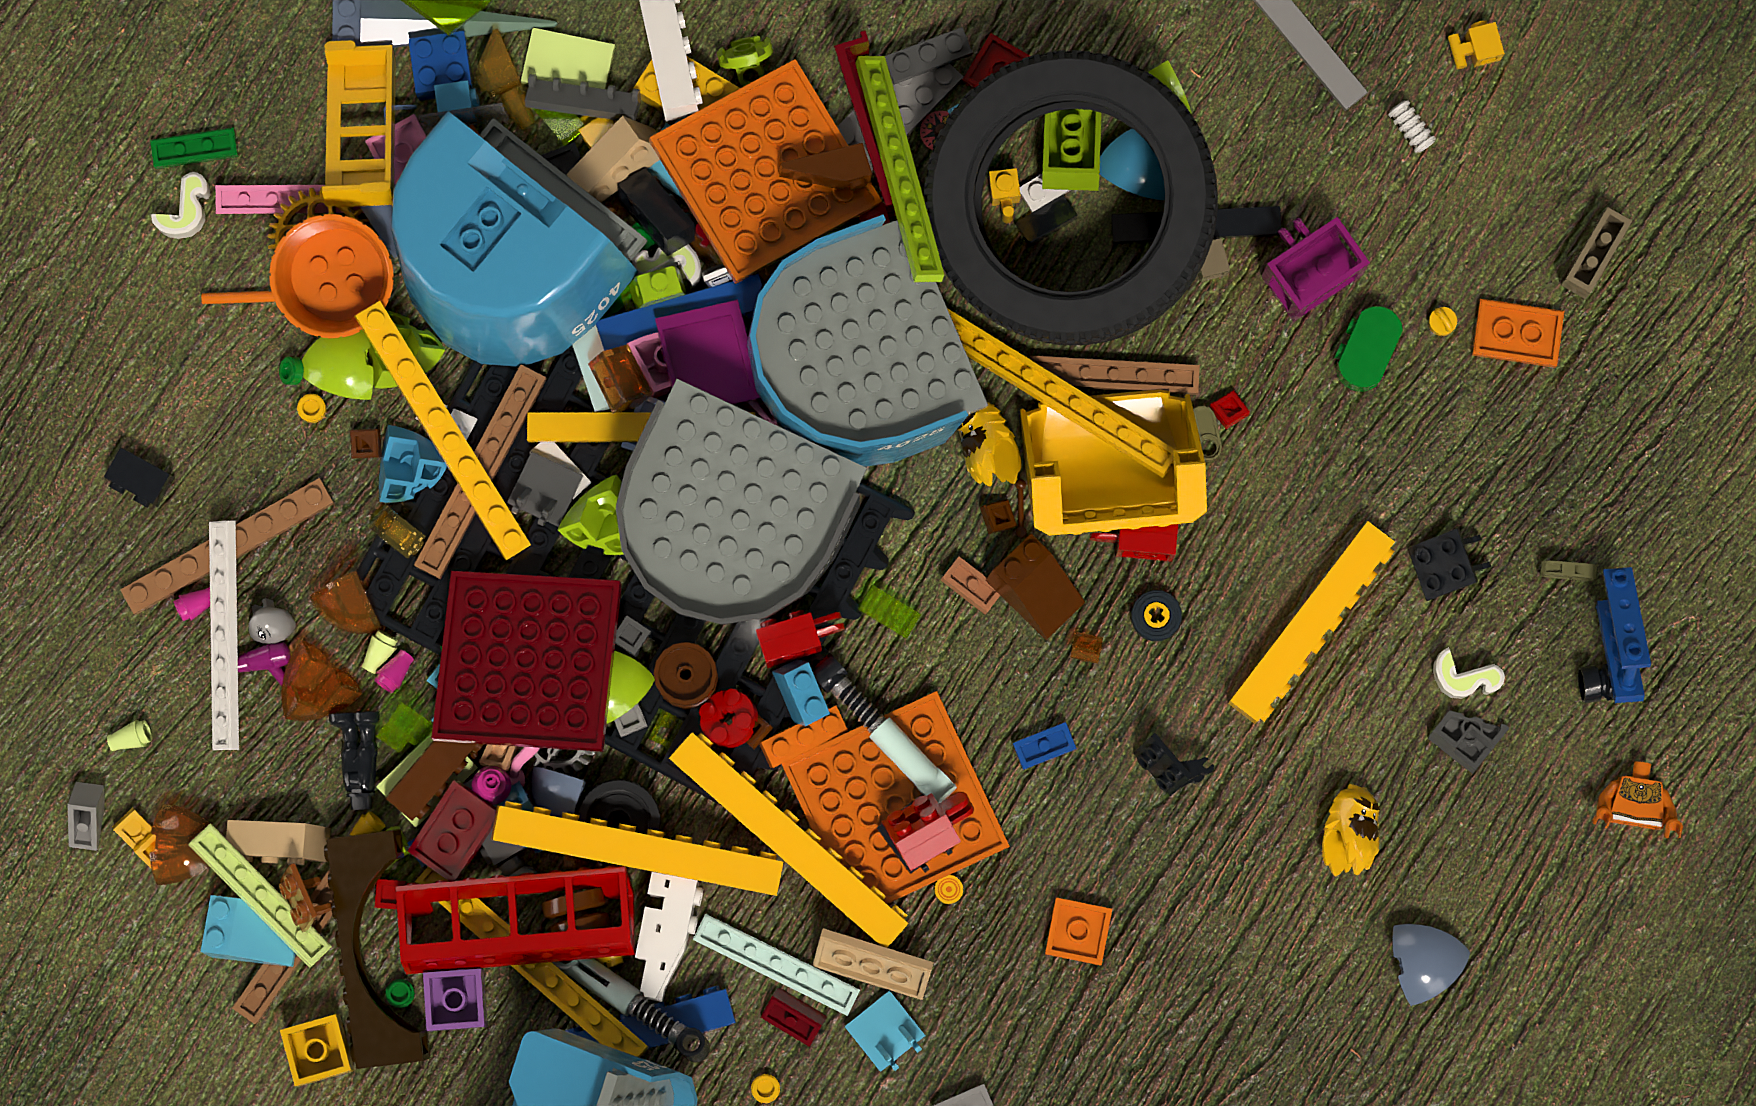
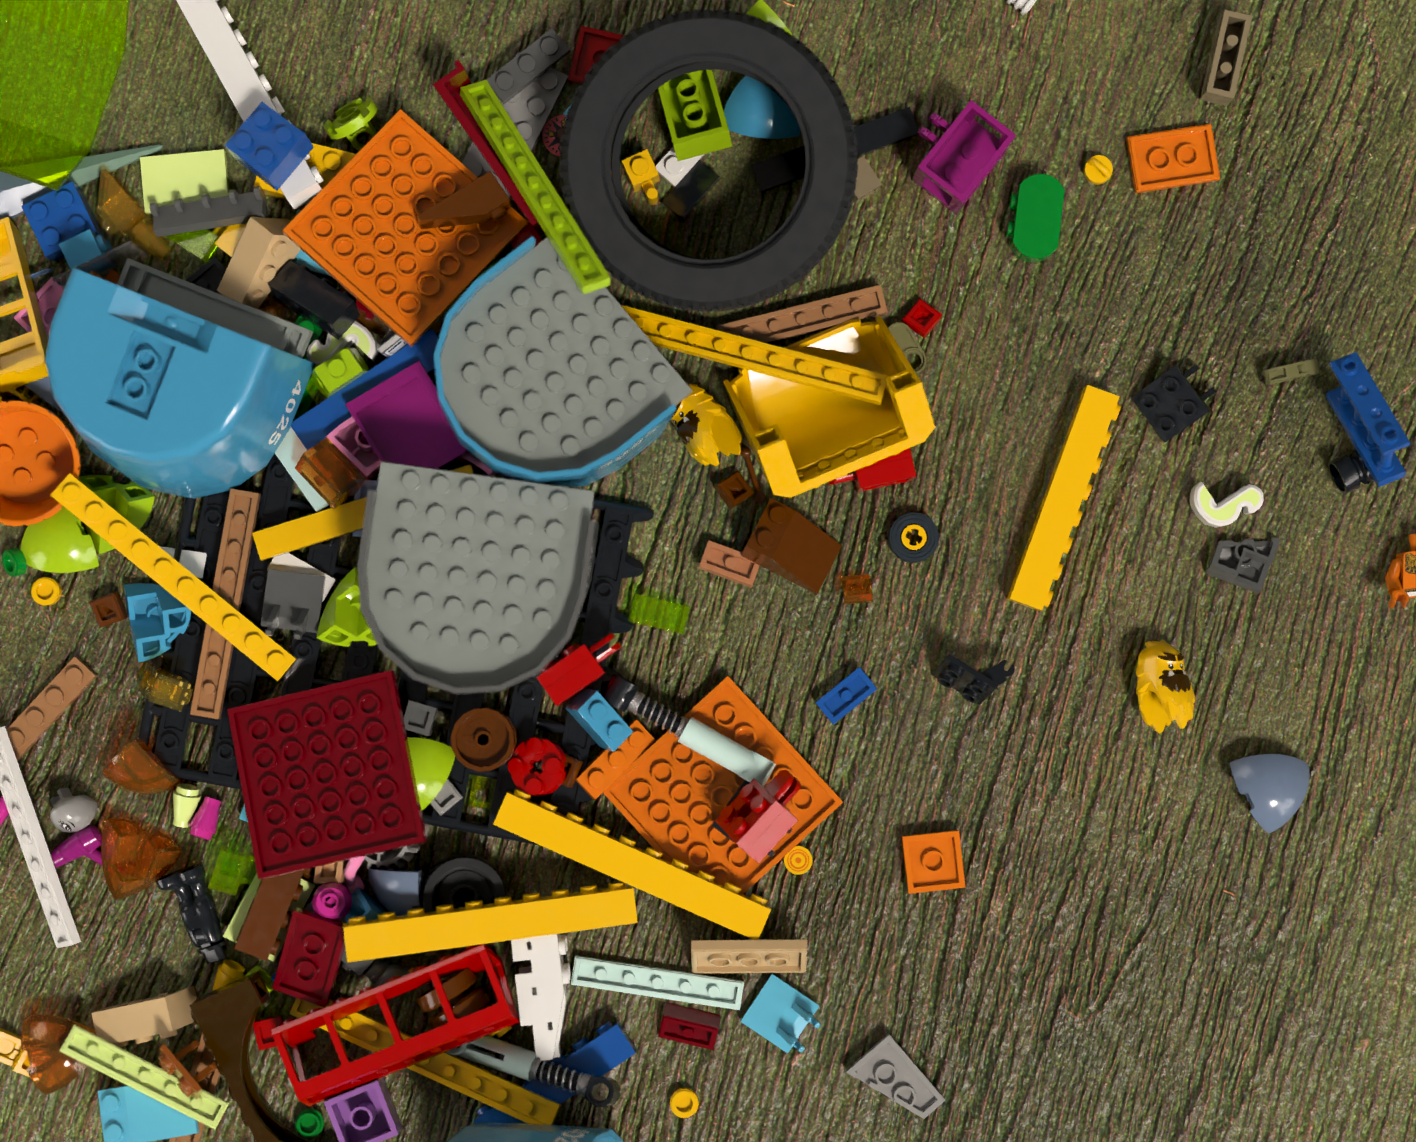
camera: 15 degrees left, 5 degrees up
(663, 55) = (269, 146): none -> blue brick

